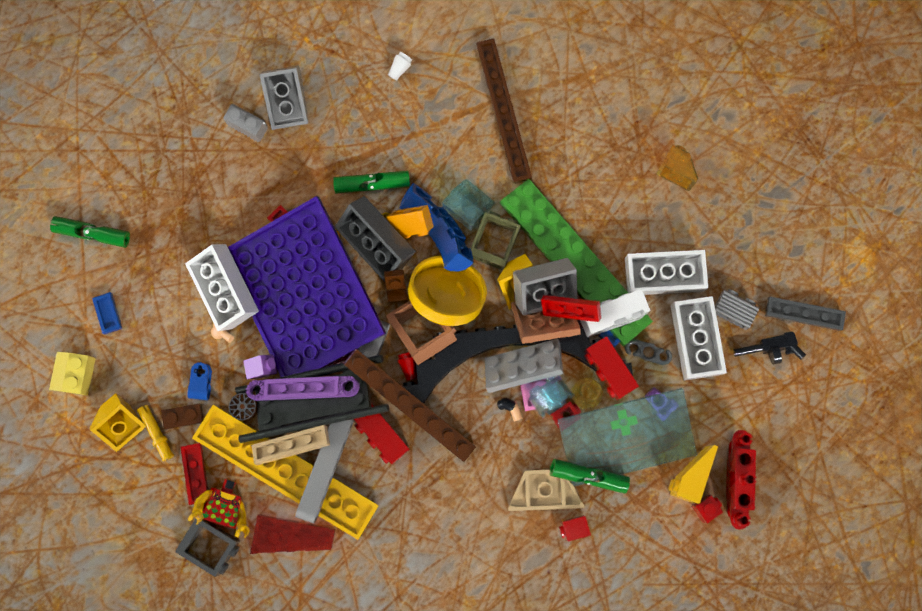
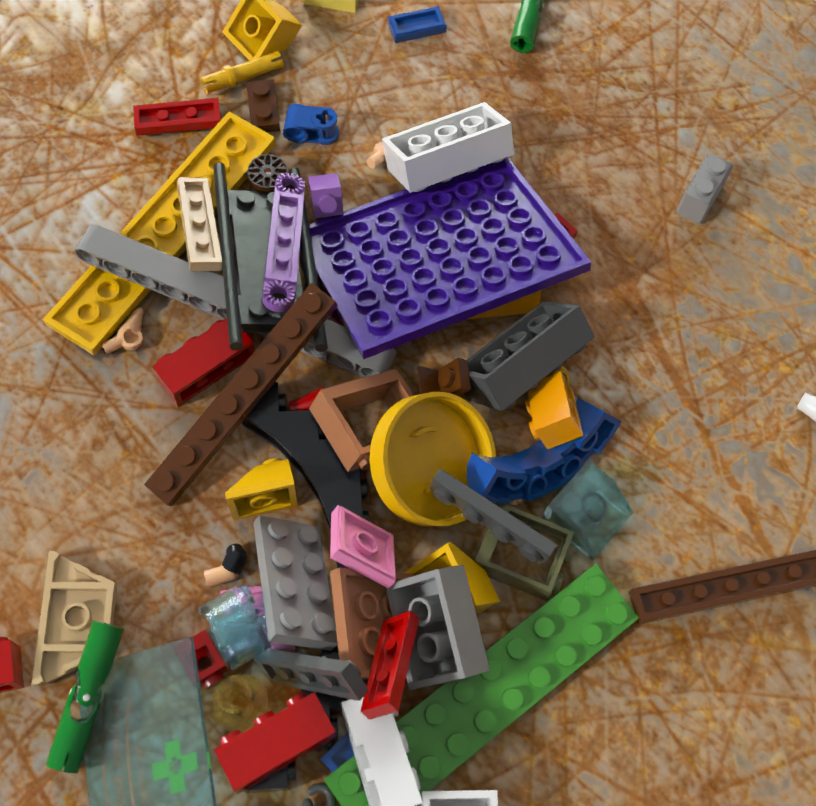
camera: 85 degrees right, 15 degrees down
(191, 536) = (71, 99): dark grey window -> none
(221, 508) = (120, 139): torso -> none
(284, 97) = (752, 242): light grey slope -> none
(285, 535) = (70, 213): clear red wing -> none
(363, 485) = (128, 335): none -> light nougat animal
(385, 180) = (621, 366): green piece -> none
(464, 388) = (263, 490): none -> yellow slope
(479, 263) = (502, 524): none -> dark grey plate
(503, 328) = (362, 546): none -> bright pink tile
(578, 346) = (313, 673): none -> dark grey plate

